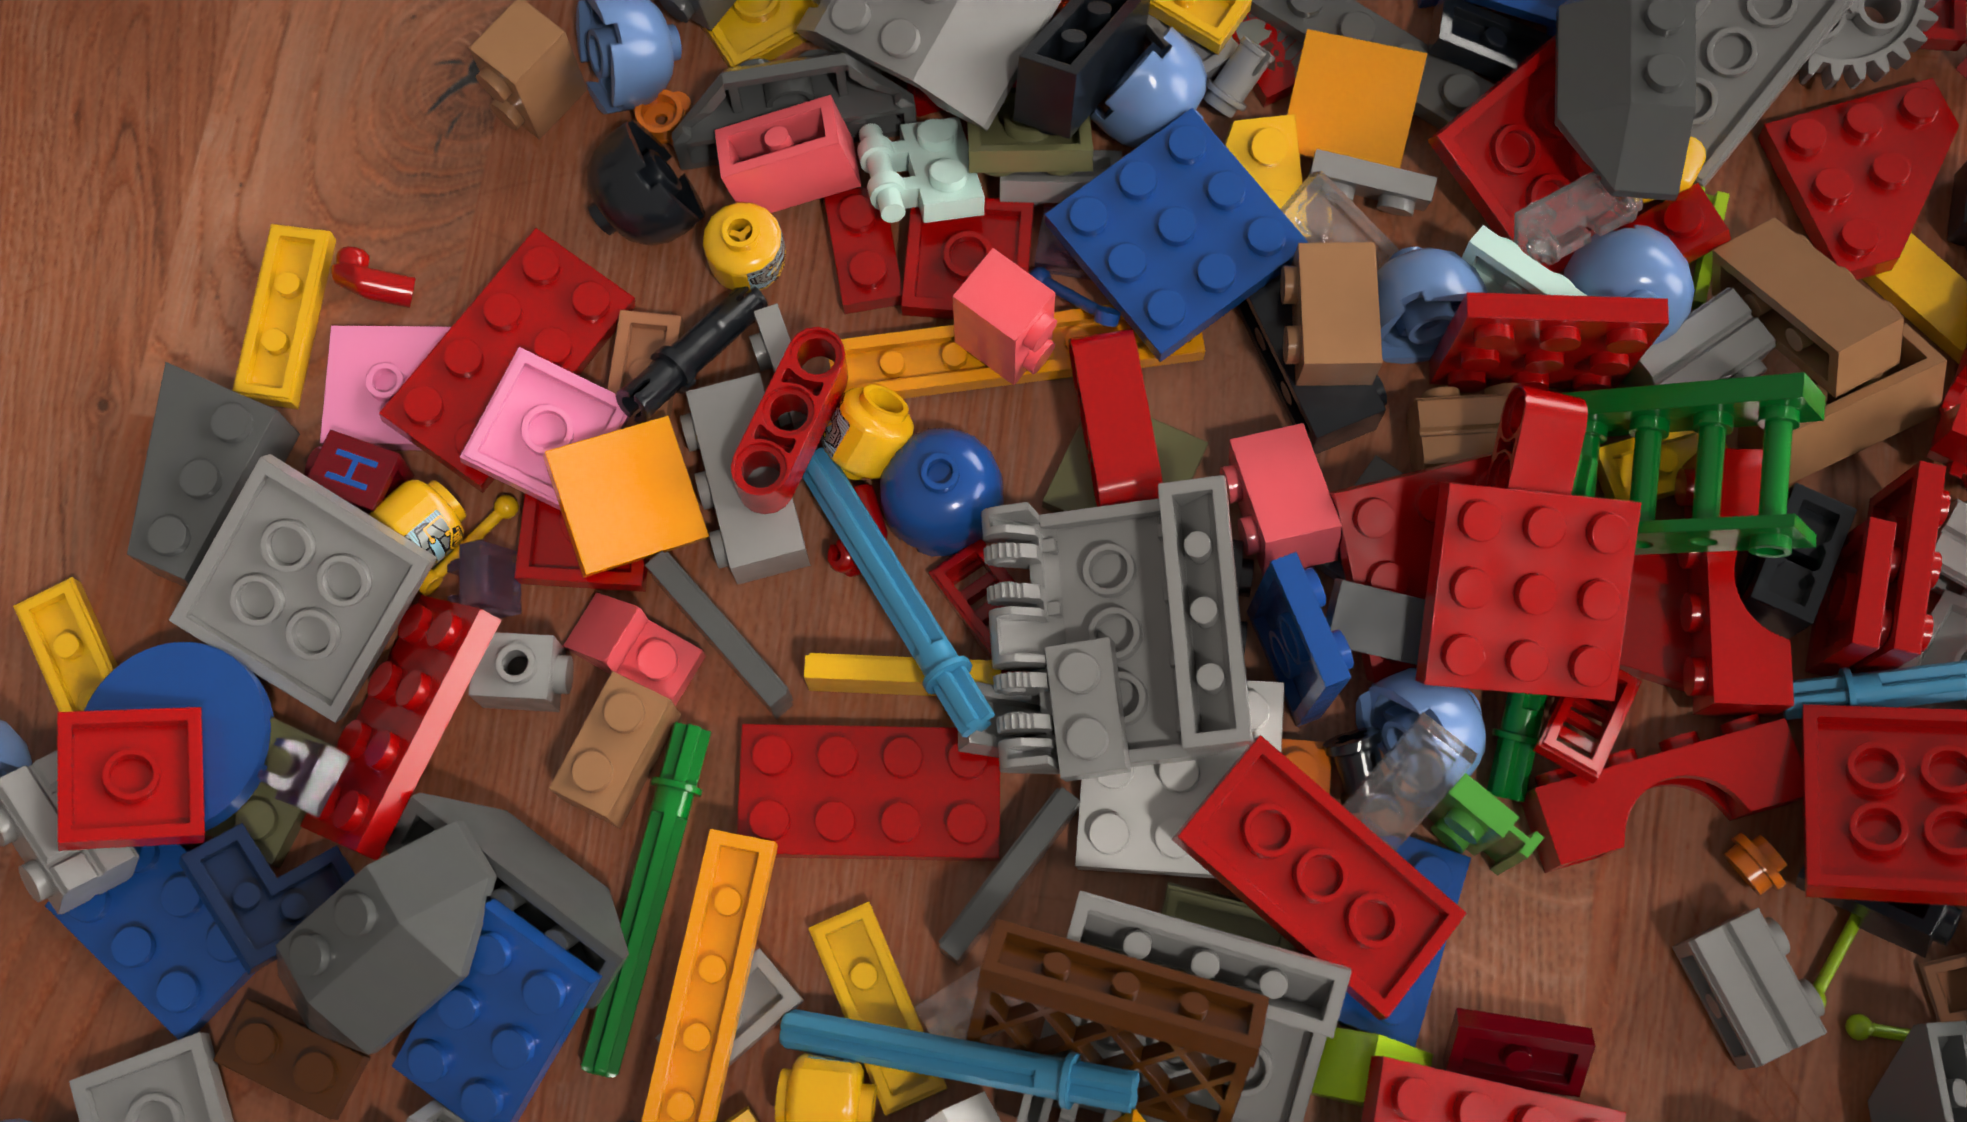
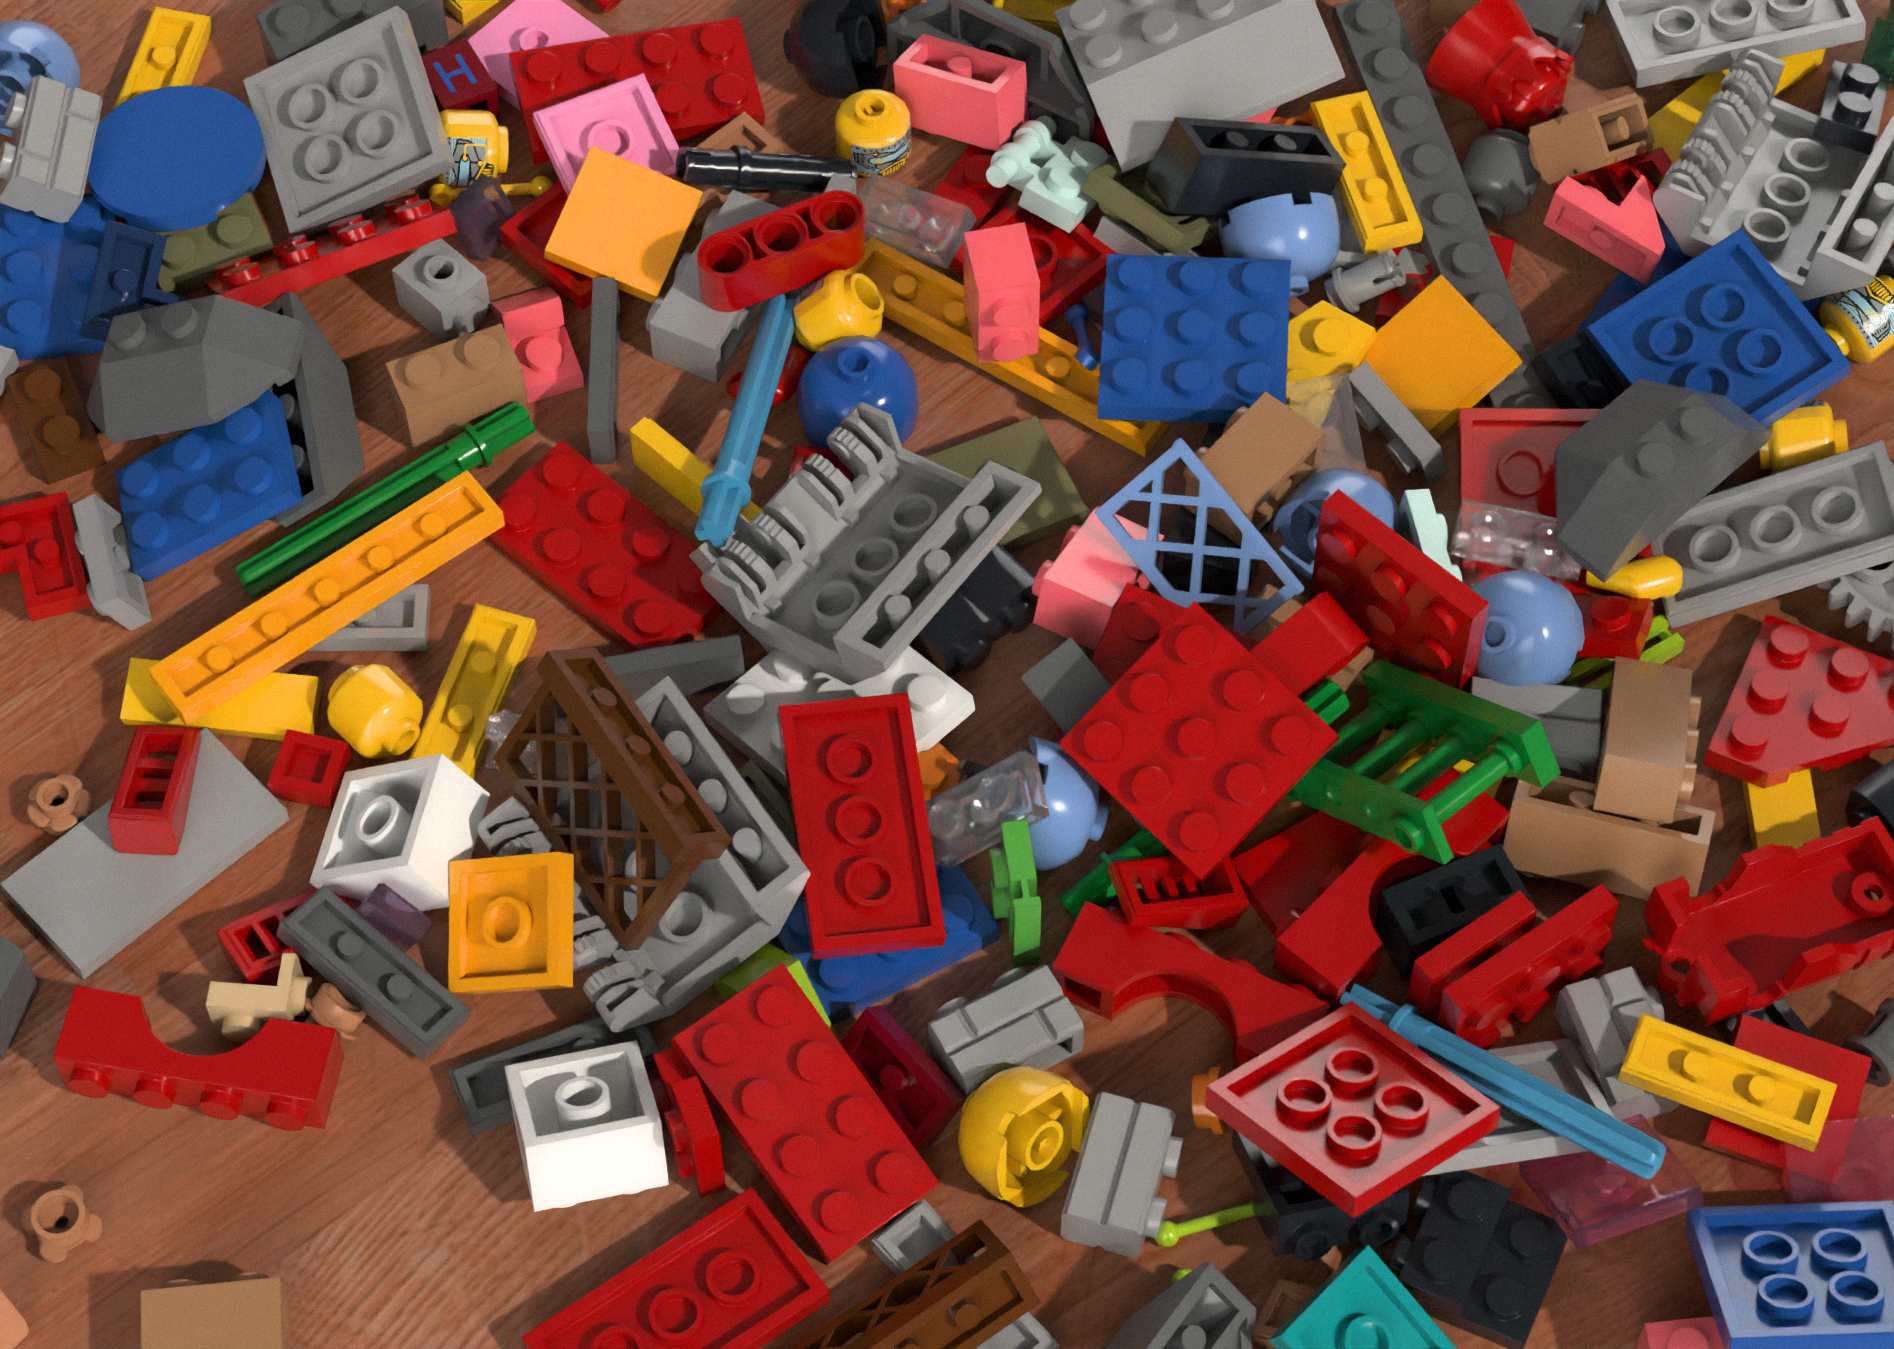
camera: 40 degrees right, 15 degrees down
(130, 778) = (123, 144): red tile -> none
(311, 776) = (236, 240): tile -> none
(852, 301) = (914, 220): none -> clear plate
(962, 1060) = (543, 799): dark azure axle -> none
(1087, 709) = (803, 588): light grey plate -> none
(1115, 417) = (1029, 417): red beam -> none
(1298, 638) = (999, 657): blue plate -> none
(1345, 370) = (1210, 495): none -> medium blue window
(1561, 946) = (1013, 1025): none -> light grey brick
(1651, 1023) = (1021, 1132): none -> yellow cylinder

